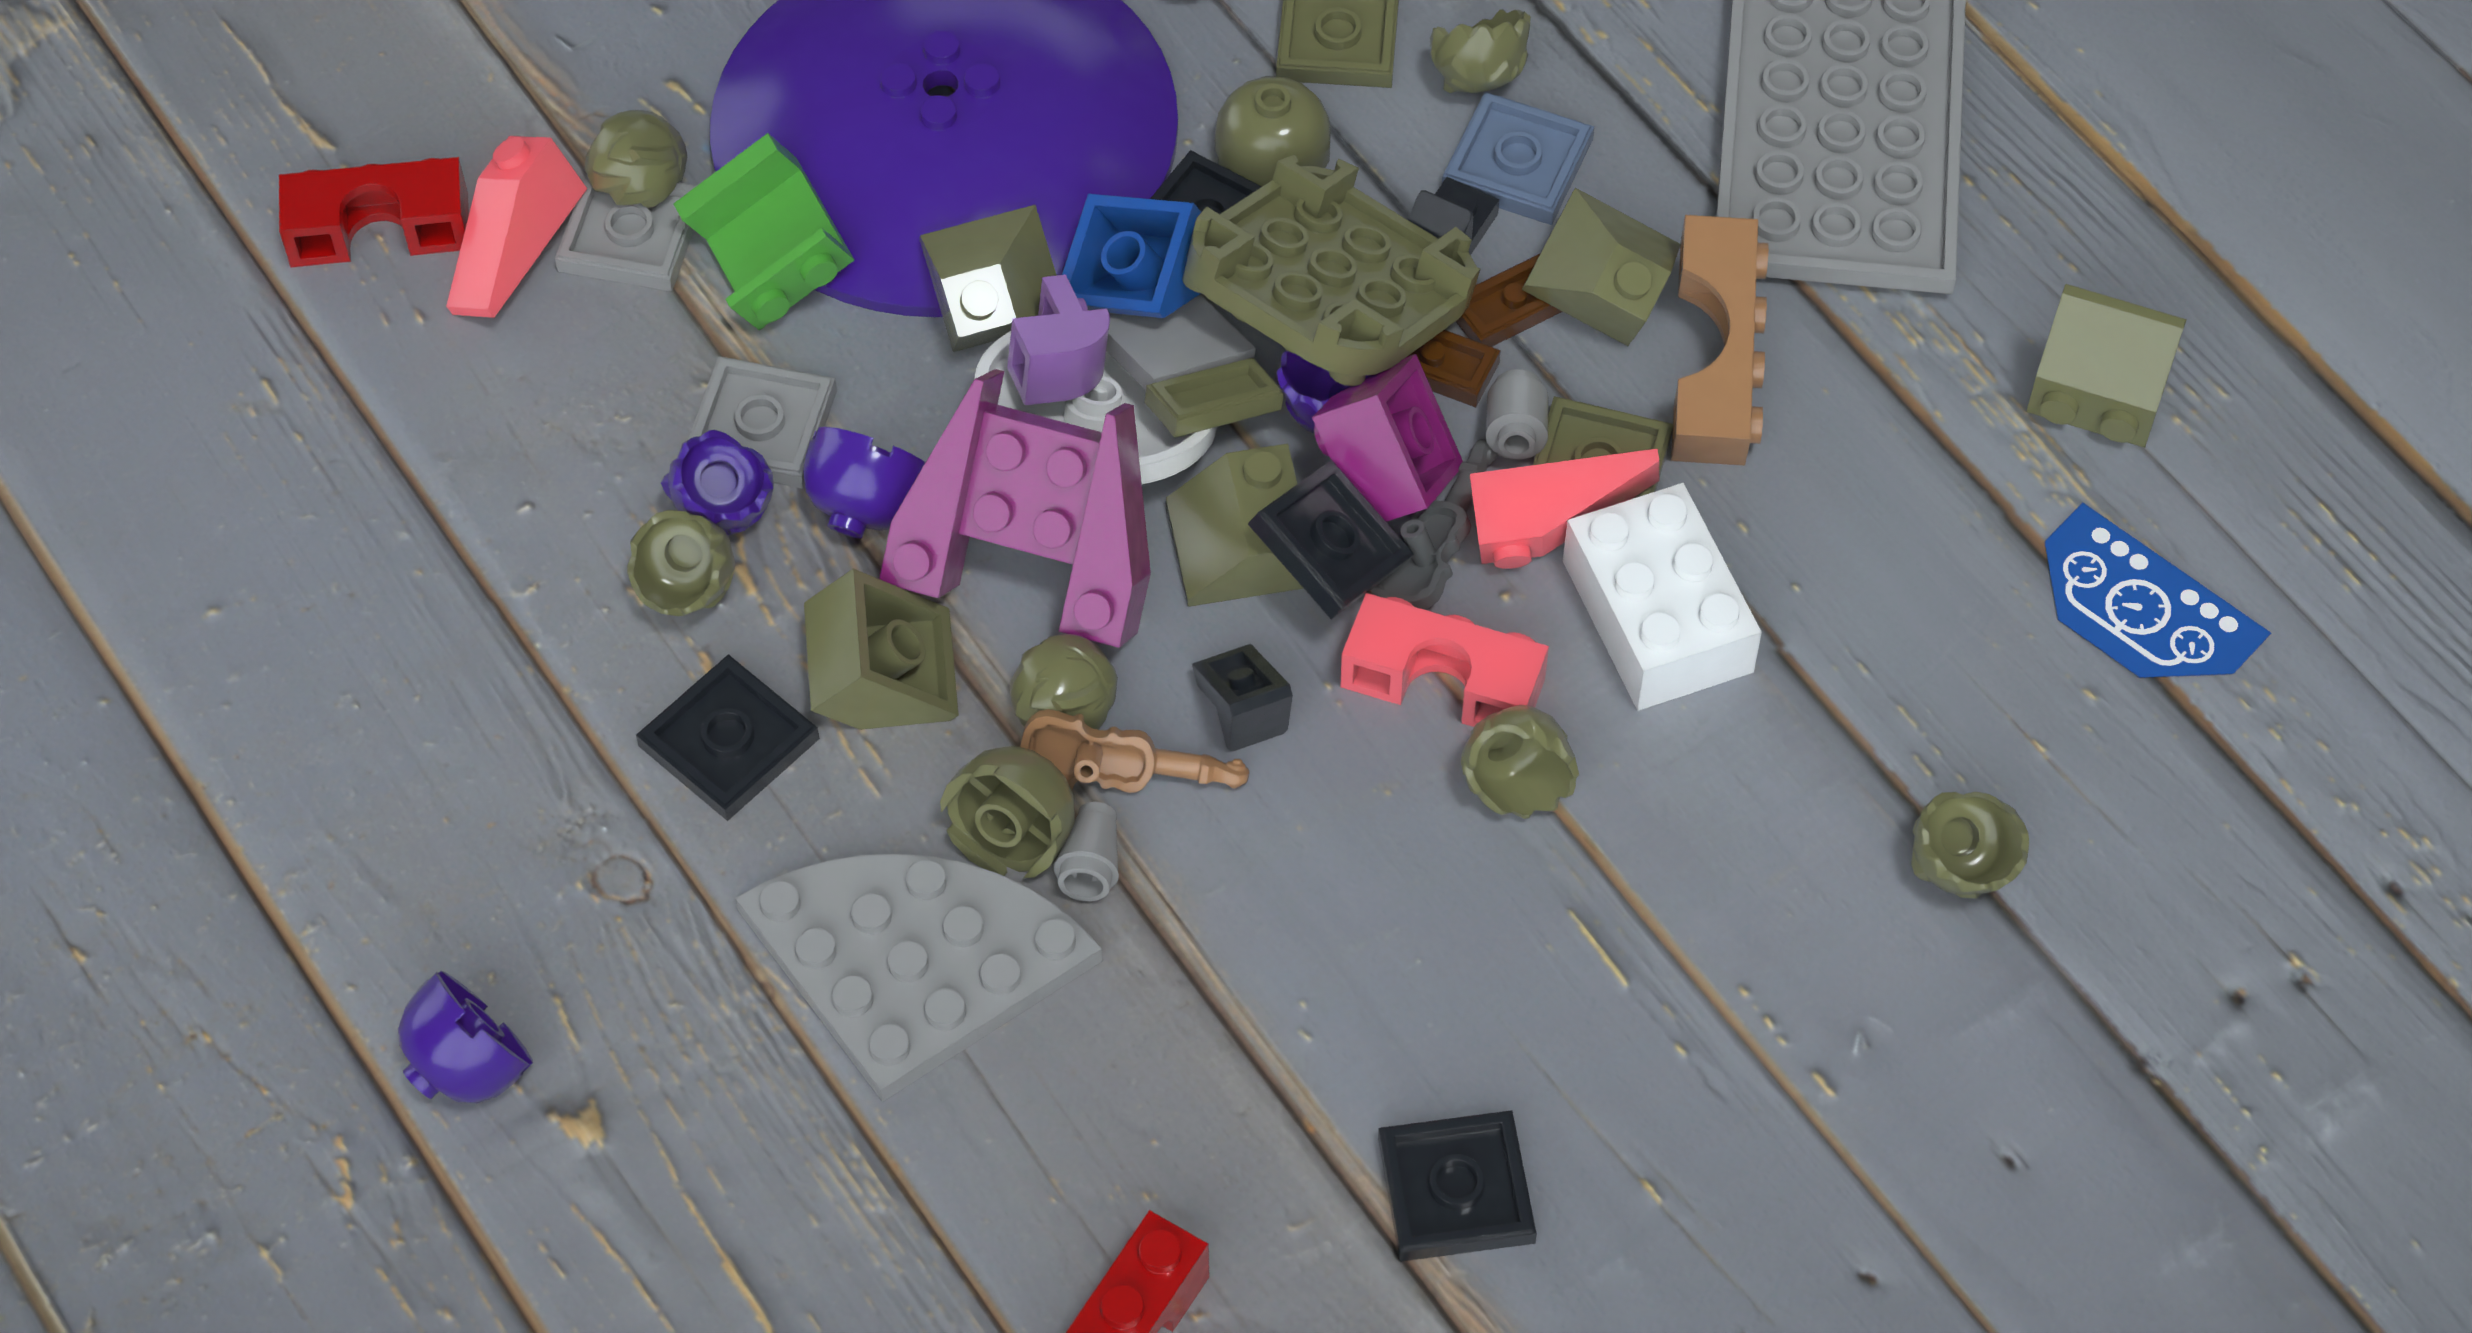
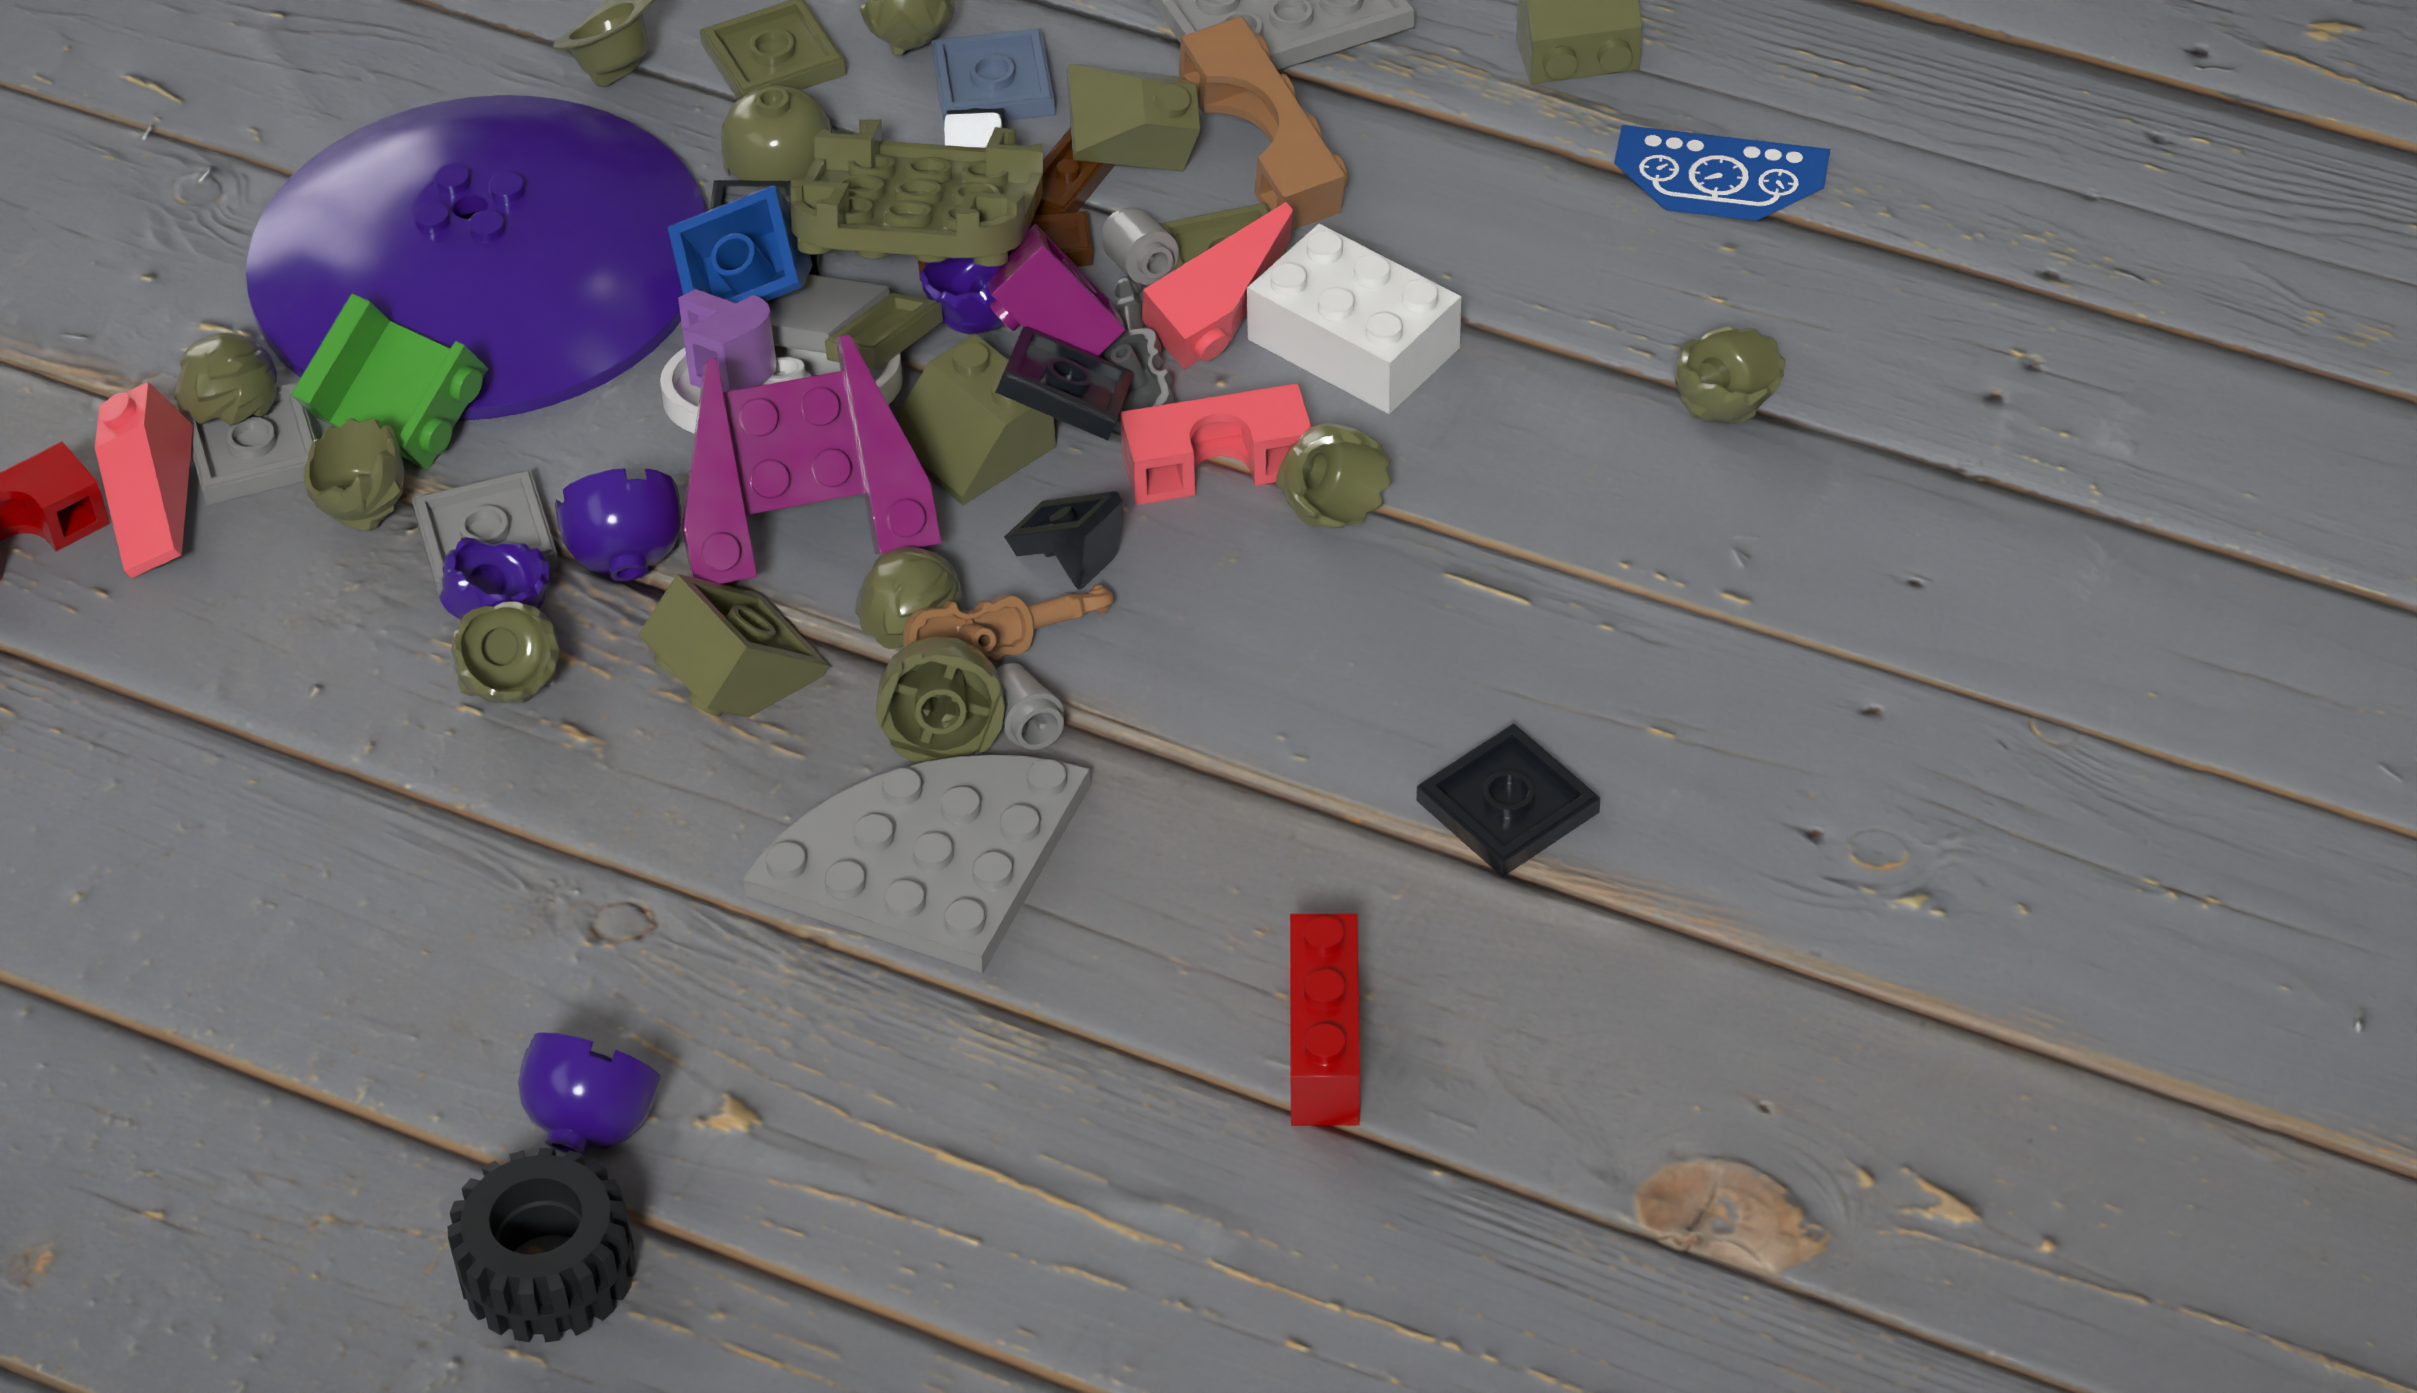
camera: 30 degrees left, 10 degrees down
(320, 1124) = (551, 1288): none -> black tyre
(679, 310) = (355, 473): none -> olive hair
(727, 737) = (638, 772): black tile -> none
(988, 274) = (614, 336): olive slope -> none

